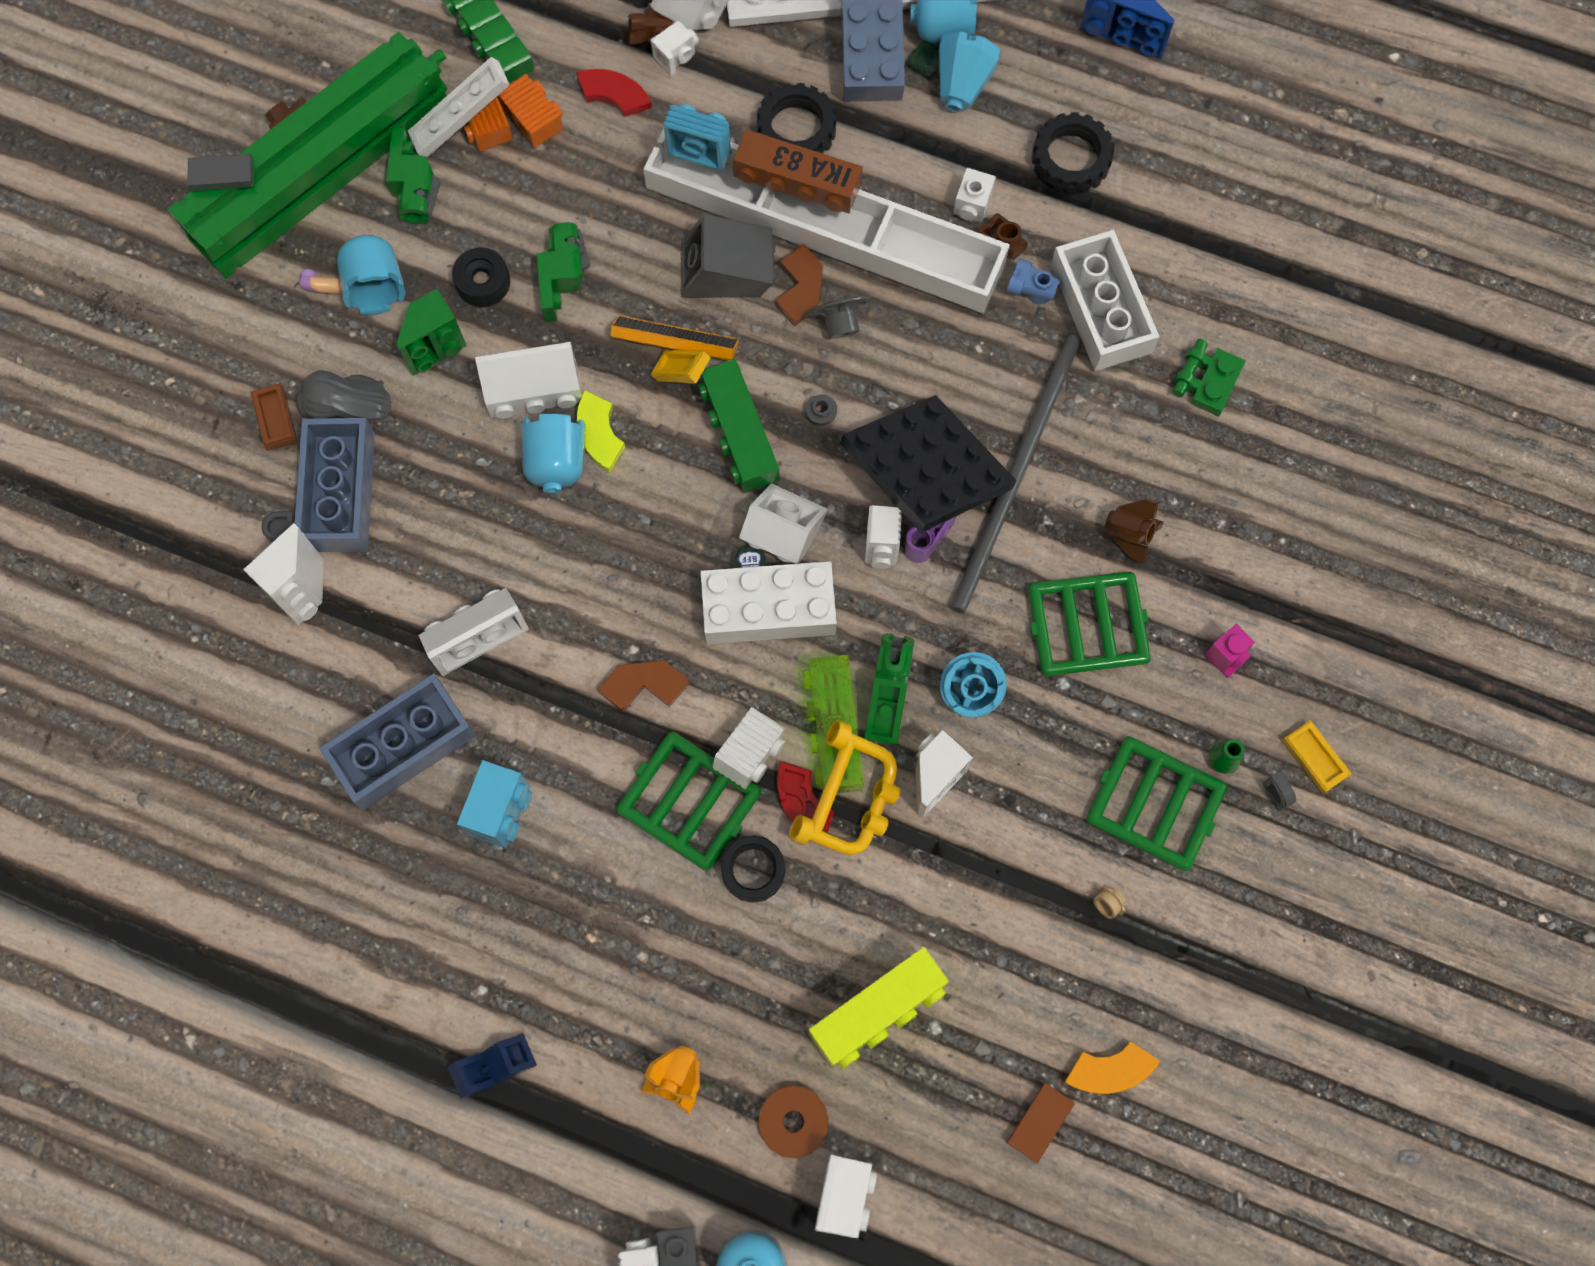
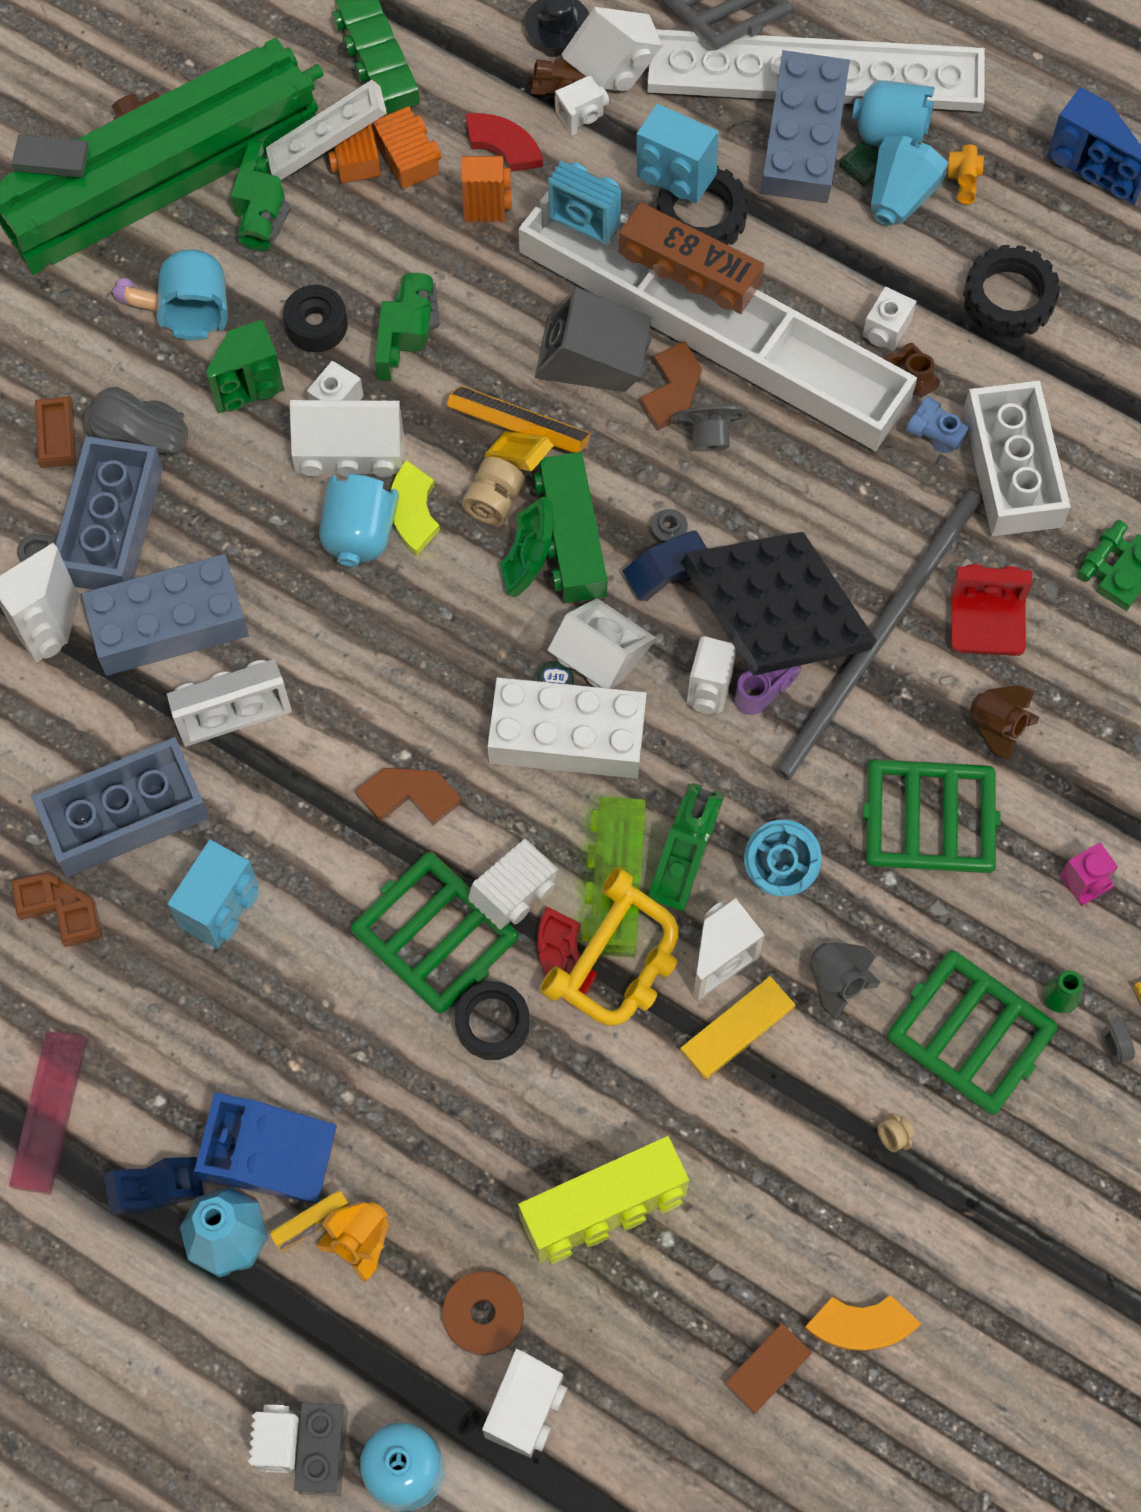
camera: 10 degrees right, 5 degrees down
(375, 837) = (49, 894): none -> dark orange tile
(388, 1019) = (48, 1113): none -> clear pink tile
(402, 564) = (164, 614): none -> sand blue brick
(511, 336) = (336, 384): none -> white brick
(574, 1098) = (224, 1232): none -> medium azure cone
(581, 1017) = (264, 1149): none -> blue slope
(607, 137) = (485, 188): none -> orange brick
(631, 1072) = (306, 1222): none -> yellow tile
(665, 405) = (492, 492): none -> tan wheel
(706, 449) = (530, 546): none -> green tile
(767, 79) = (677, 153): none -> medium azure brick
(823, 444) = (662, 565): none -> dark blue slope
(960, 836) = (737, 1028): none -> yellow tile
(1016, 50) = (966, 167): none -> light orange plate
(1040, 774) = (842, 973): none -> dark grey brick
(1105, 437) = (989, 610): none -> red bracket

